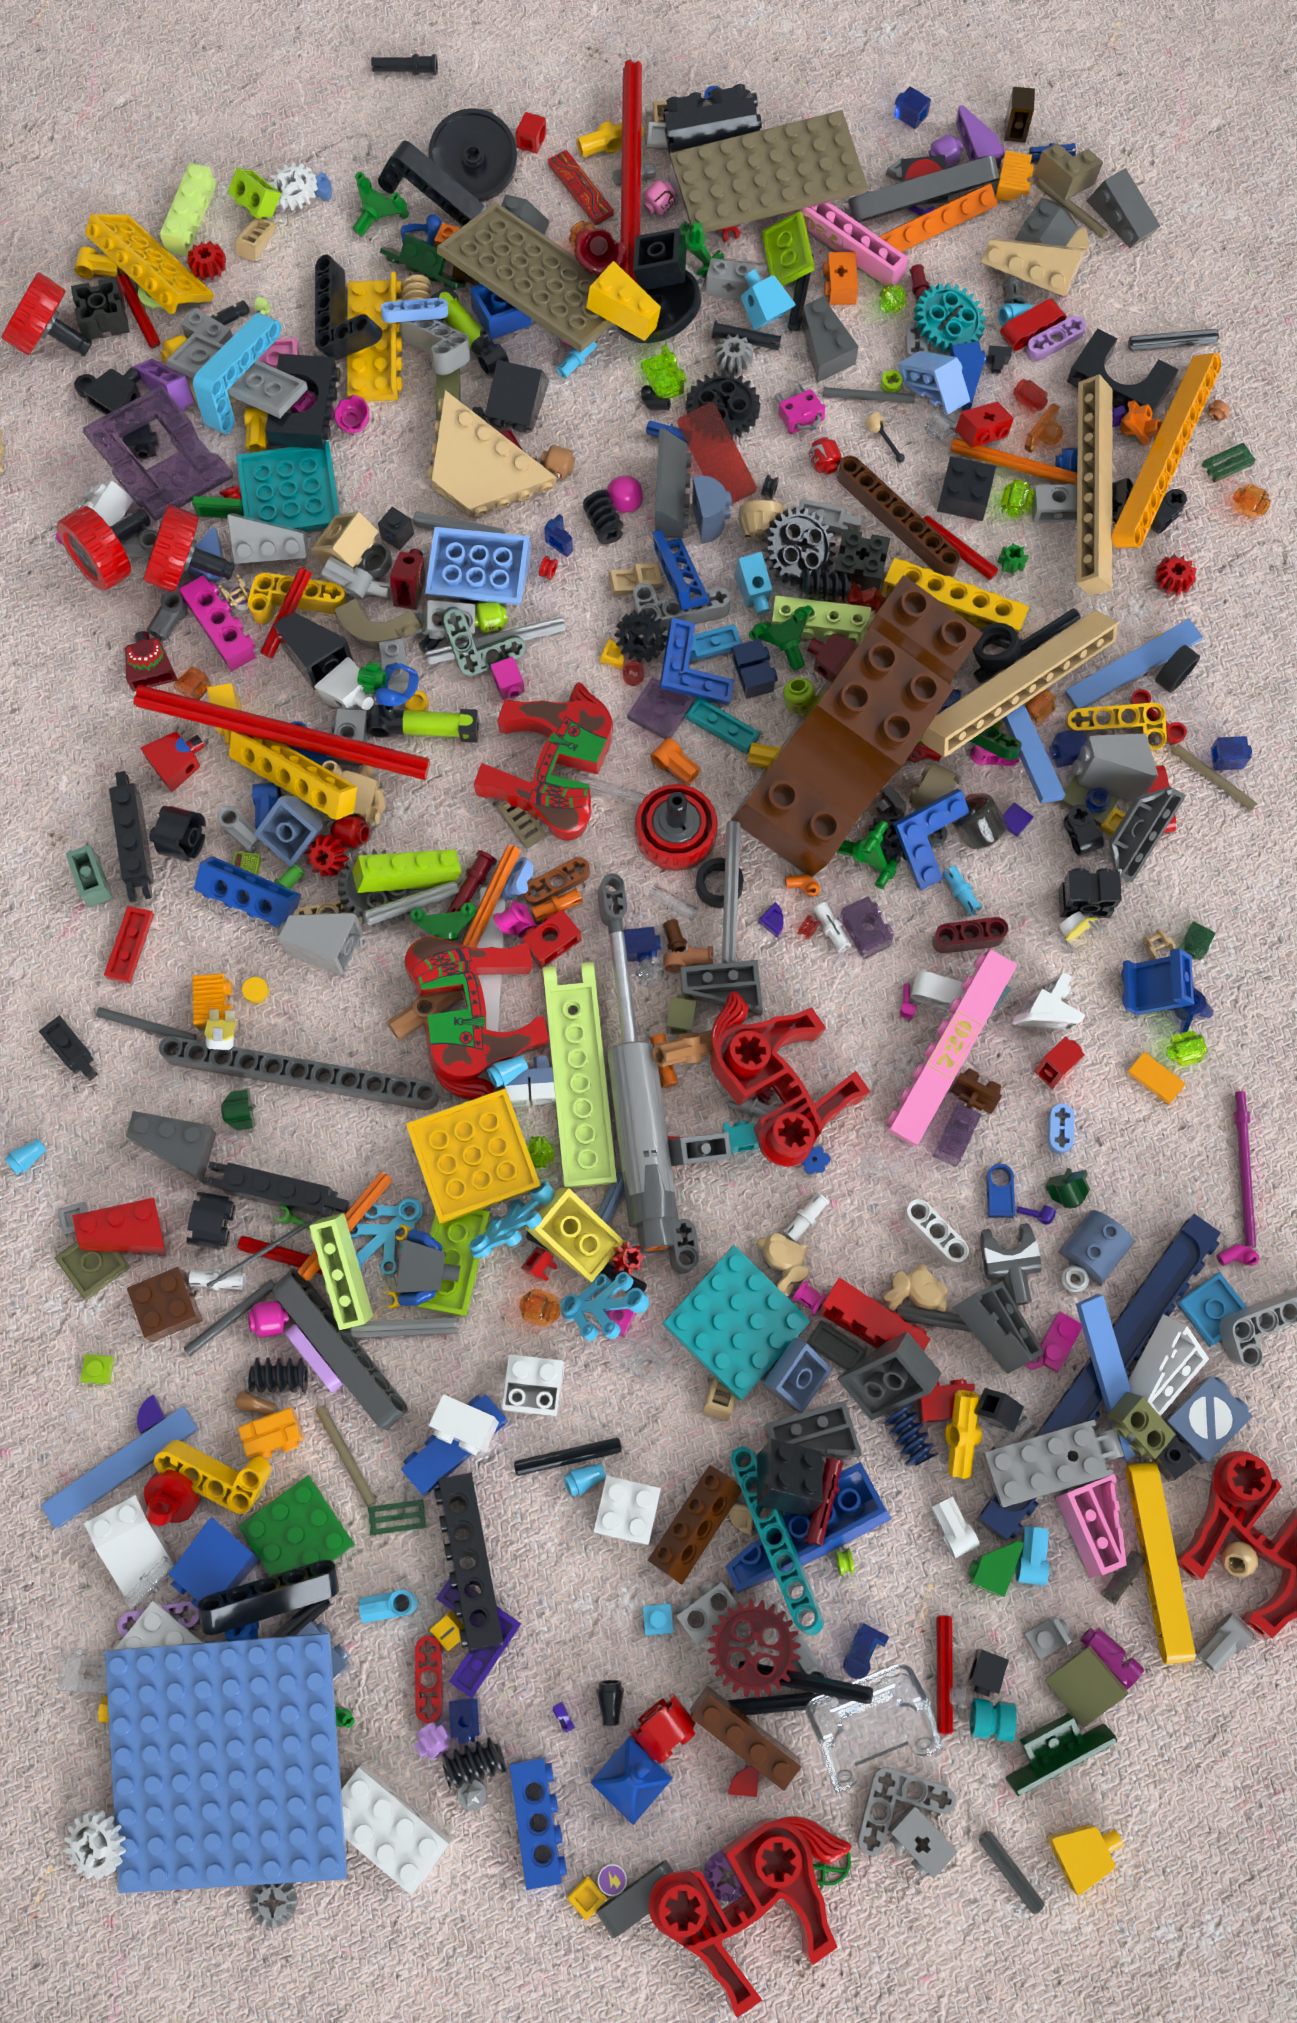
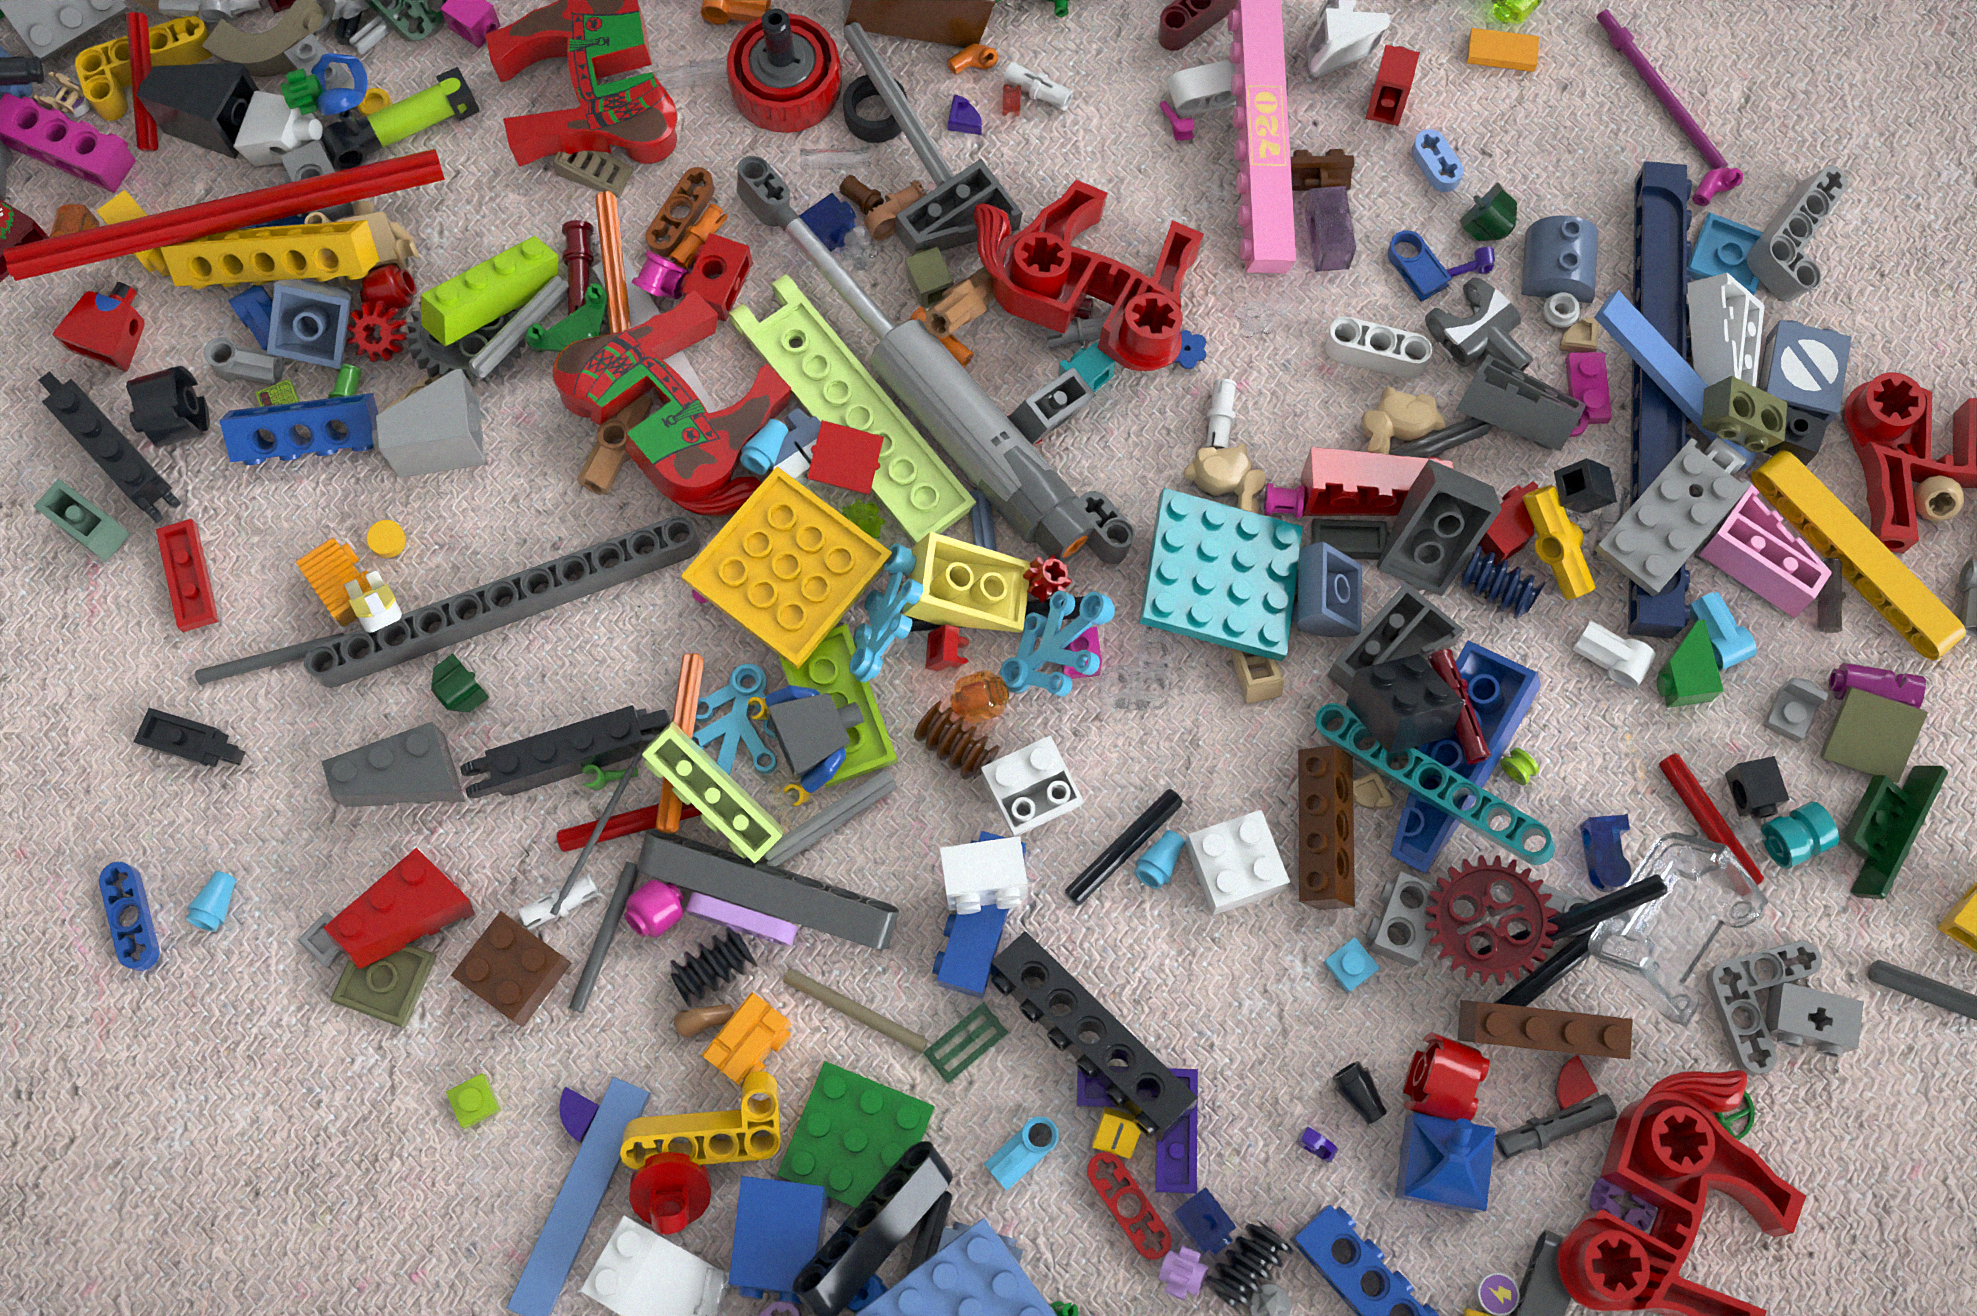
camera: 30 degrees left, 0 degrees up
(210, 1220) = (504, 834): black brick -> none
(506, 1327) = (954, 742): none -> reddish brown piece
(517, 880) = (633, 231): light blue plate -> none
(553, 1105) = (845, 457): none -> red piece
(724, 1803) = (1540, 1132): none -> dark grey pin
(867, 941) = (1085, 79): clear purple brick -> none
(1068, 1303) = (1581, 336): none -> tan tile

